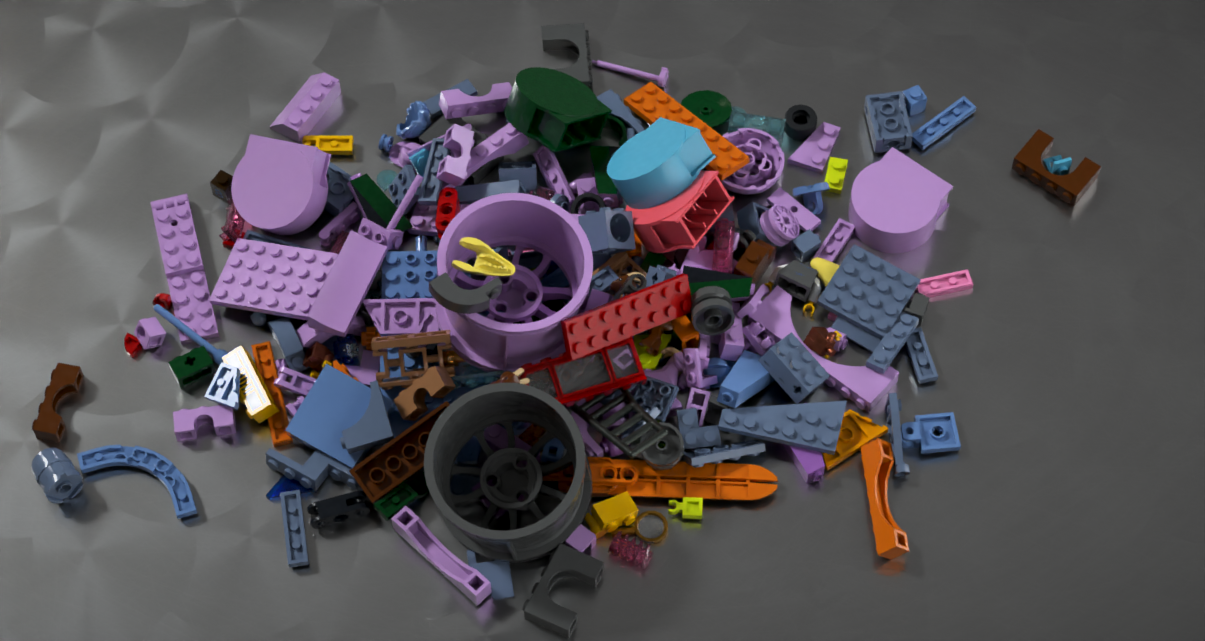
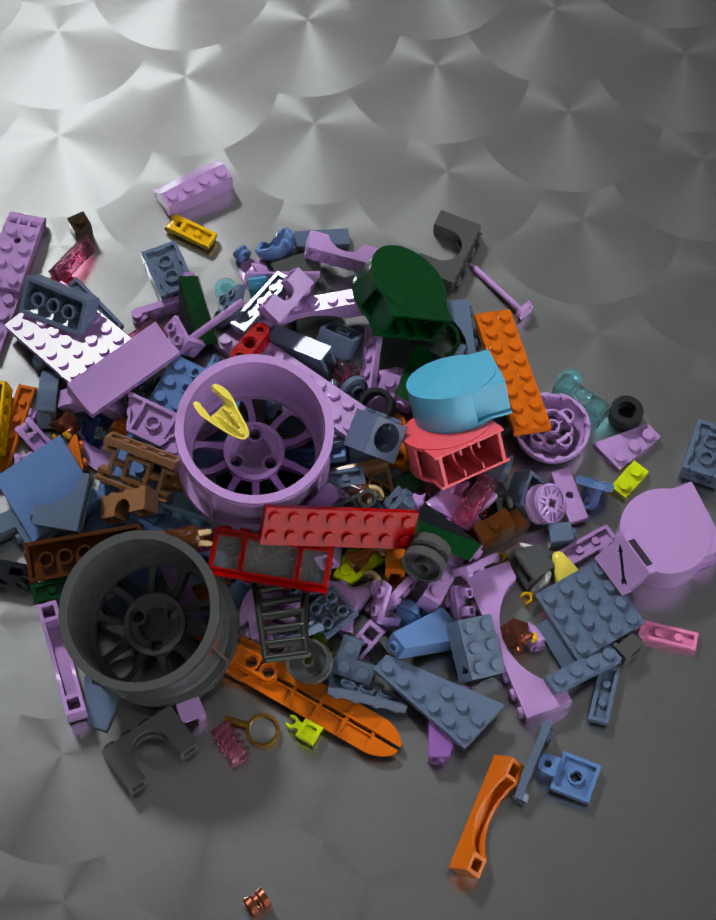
camera: 25 degrees right, 5 degrees up
(252, 256) = (58, 304): none -> sand blue slope
(280, 185) = (120, 250): lavender brick -> none
(461, 299) = (184, 443): dark grey arch -> none
(611, 514) = (232, 700): yellow hinge -> none
(709, 107) = (547, 358): dark green piece -> none
(854, 433) = (497, 738): light orange wing -> none
(878, 236) = (625, 562): none -> lavender brick

